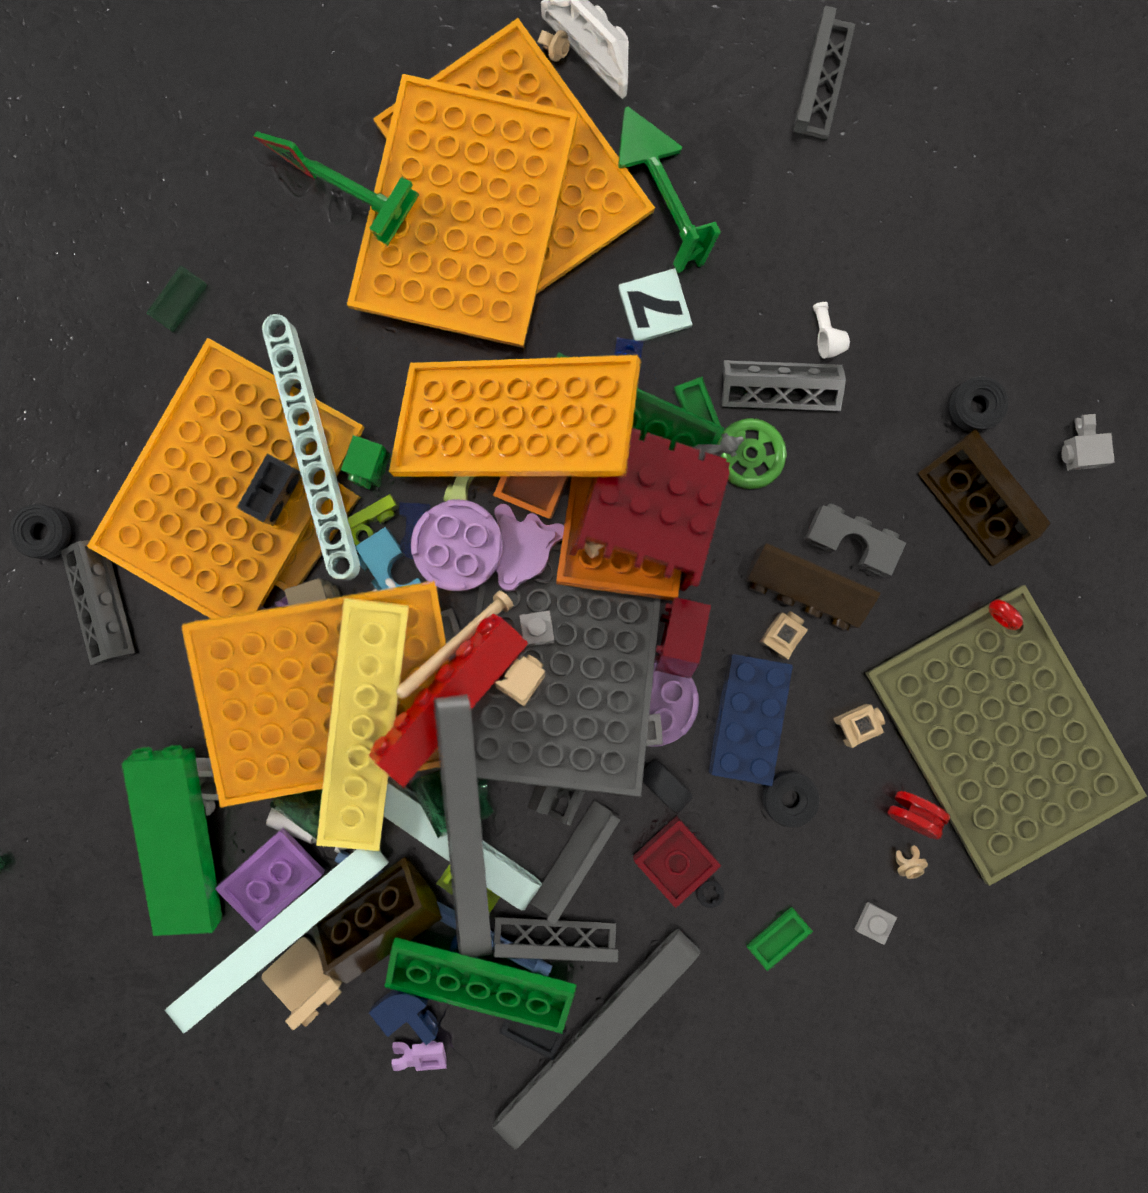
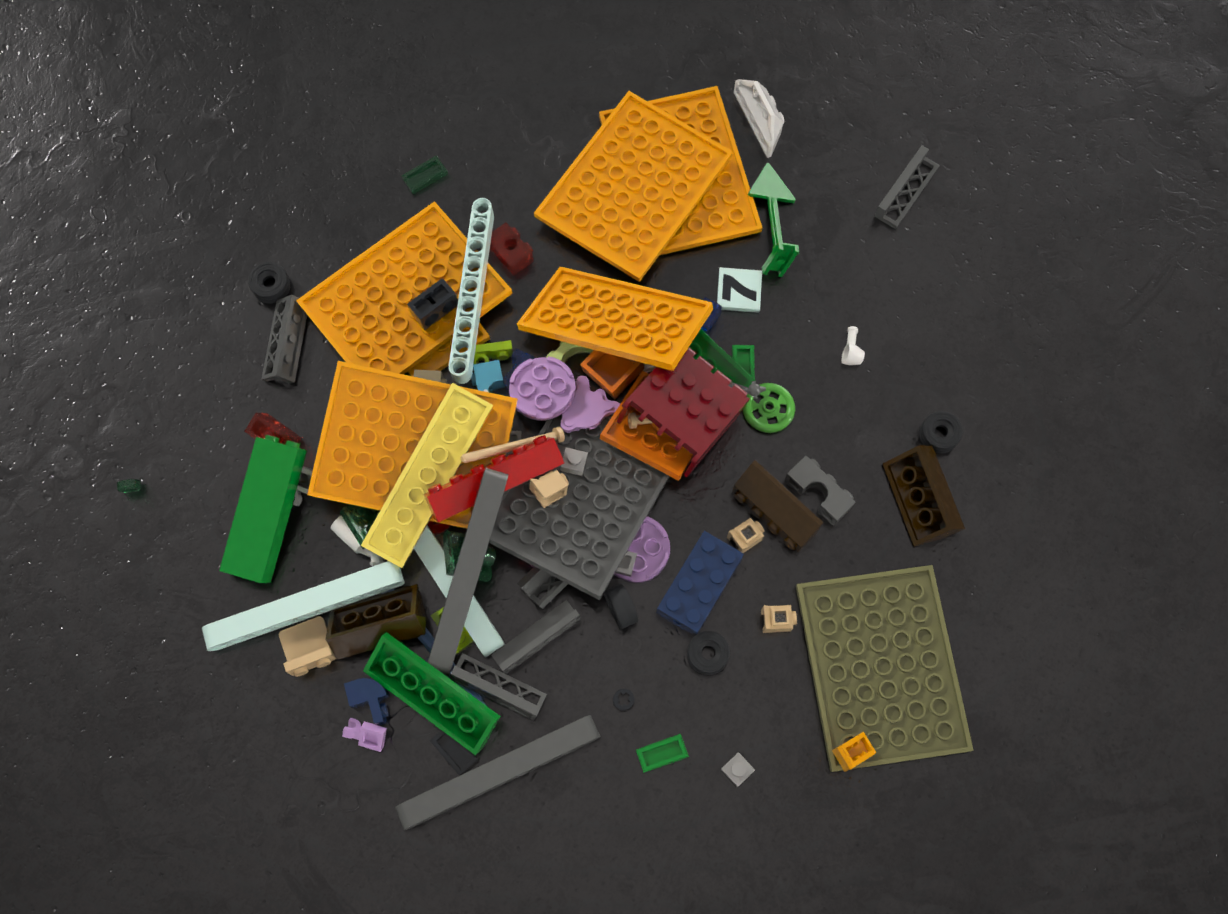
camera: 15 degrees right, 15 degrees down
(132, 730) = (264, 424): none -> clear red brick
(270, 879) = (316, 563): medium lavender plate -> none
(348, 375) = (514, 259): none -> clear red brick
(365, 462) = (503, 314): green brick -> none
(390, 209) = (585, 165): green piece -> none
(557, 44) = (735, 109): tan plate -> none
(676, 861) = (608, 662): dark red container -> none
(682, 637) = (672, 505): dark red container -> none
(785, 376) = (808, 363): dark grey fence -> none
(913, 867) = (778, 735): tan plate -> none
(922, 815) = (797, 696): red head -> none
(1005, 614) = (910, 577): red piece -> none
(1010, 856) = (854, 751): none -> light orange slope
(1088, 448) = (1009, 489): light grey brick -> none

